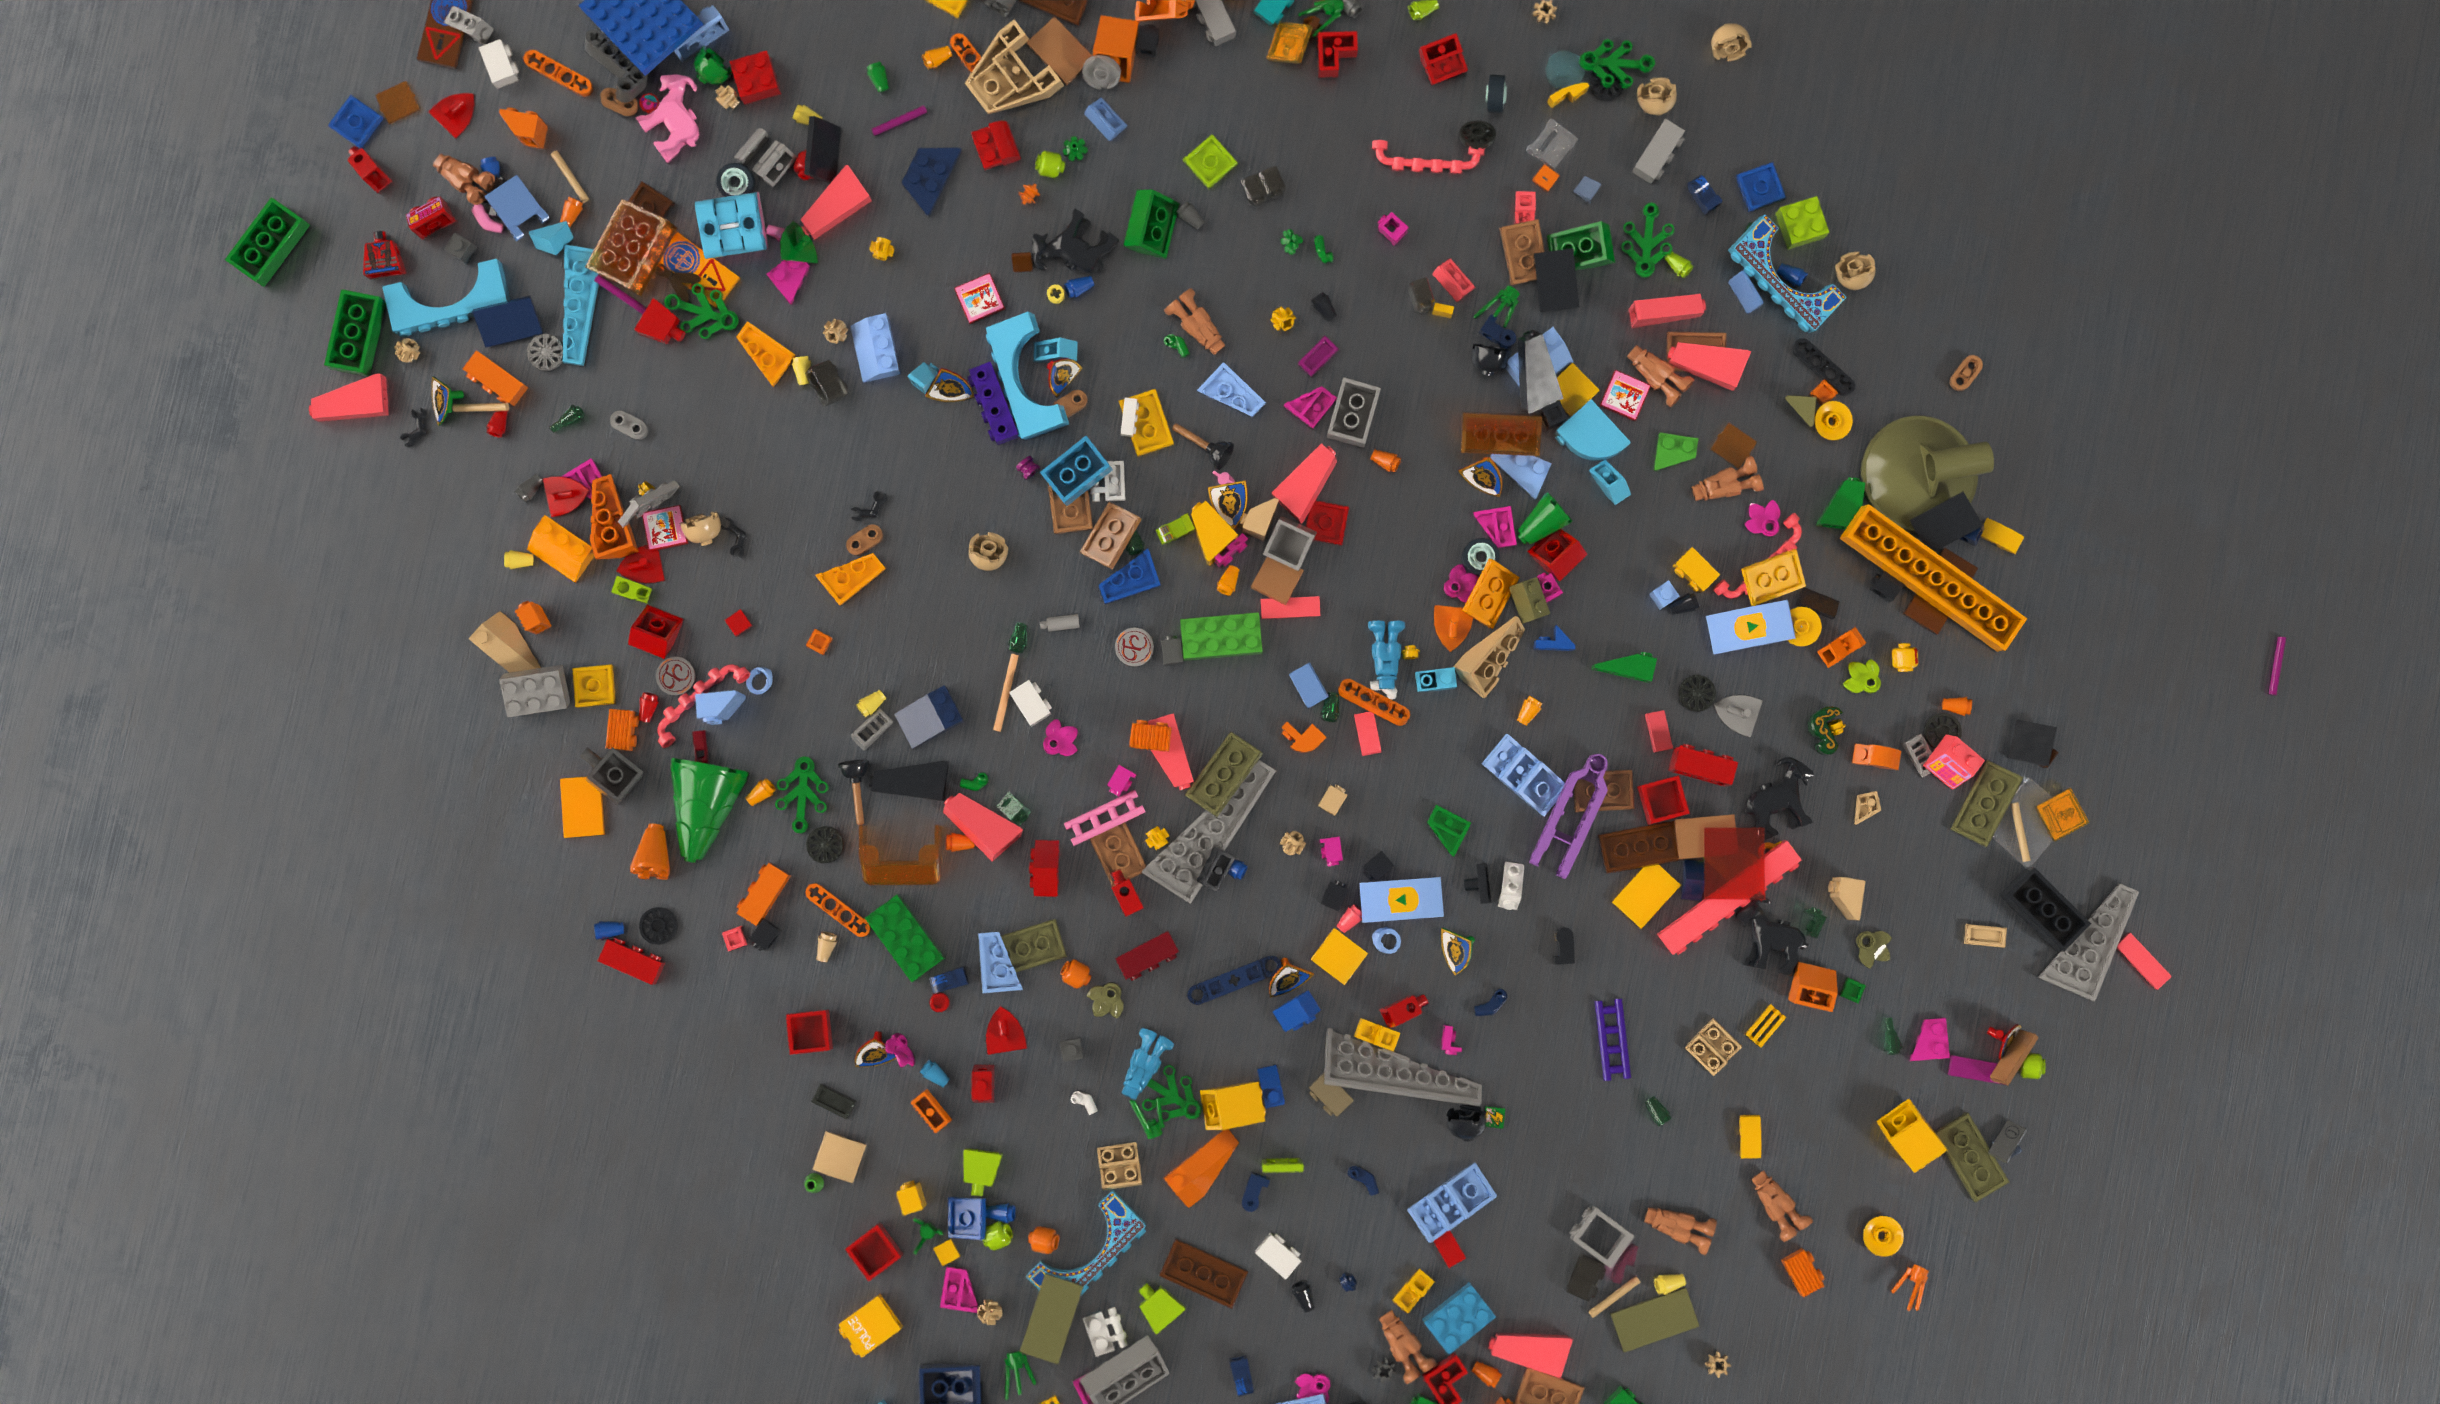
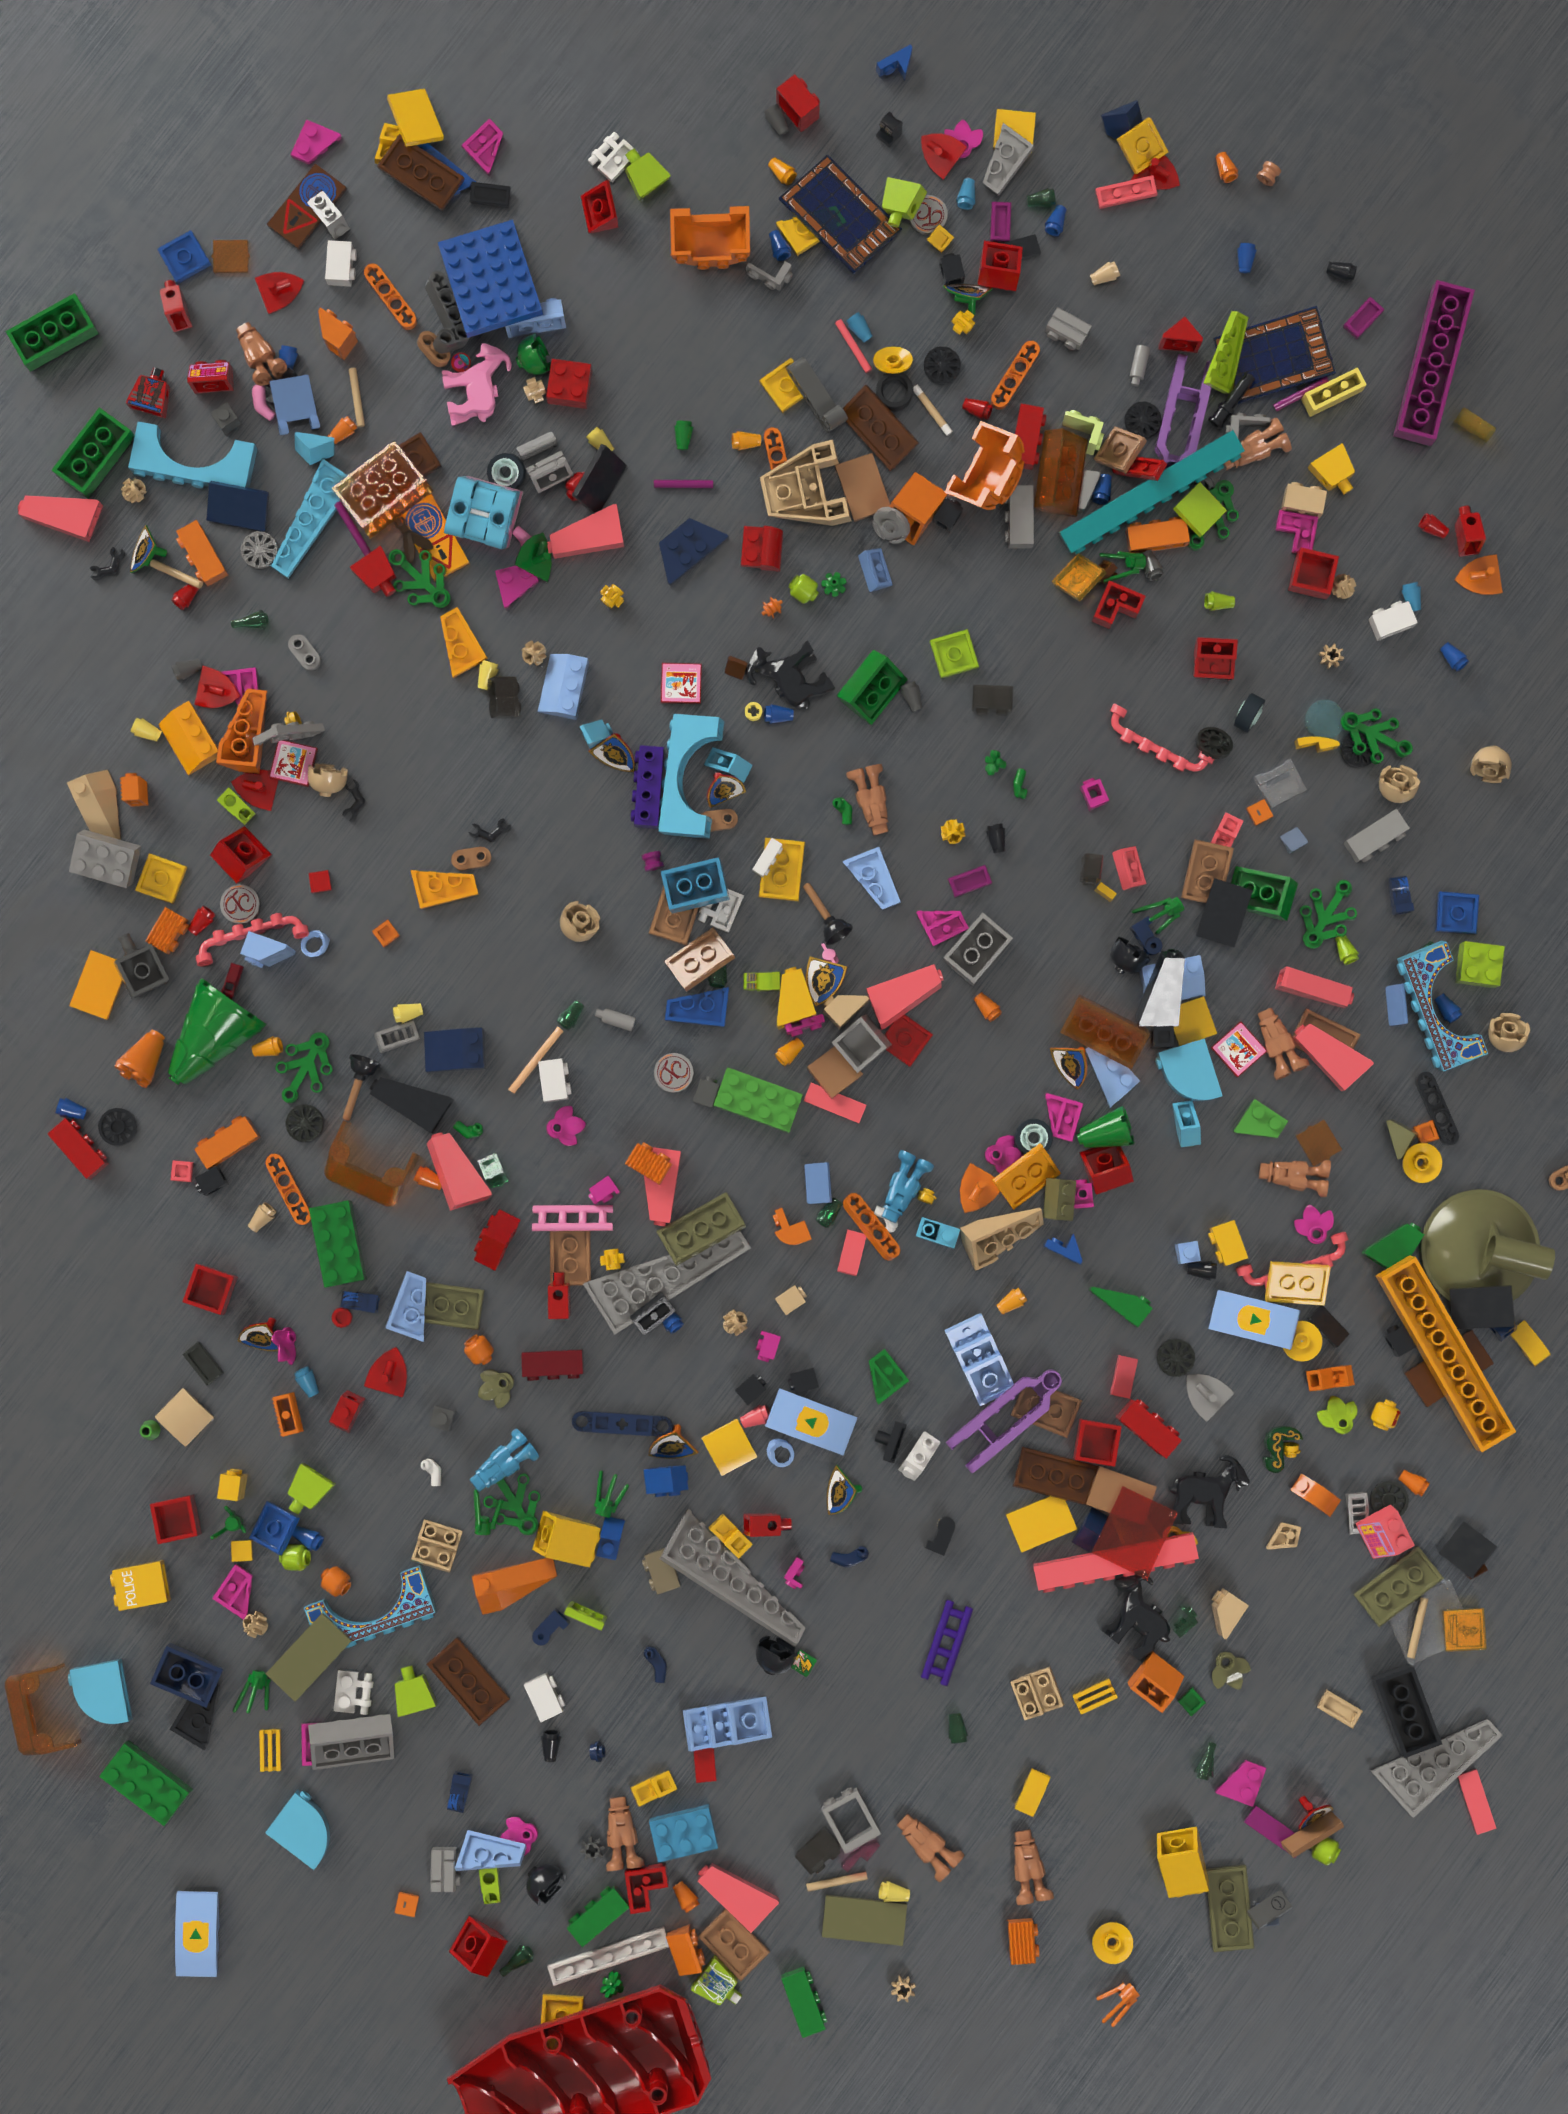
camera: 25 degrees right, 0 degrees up
(1253, 1060) = (605, 1507): none -> green plant

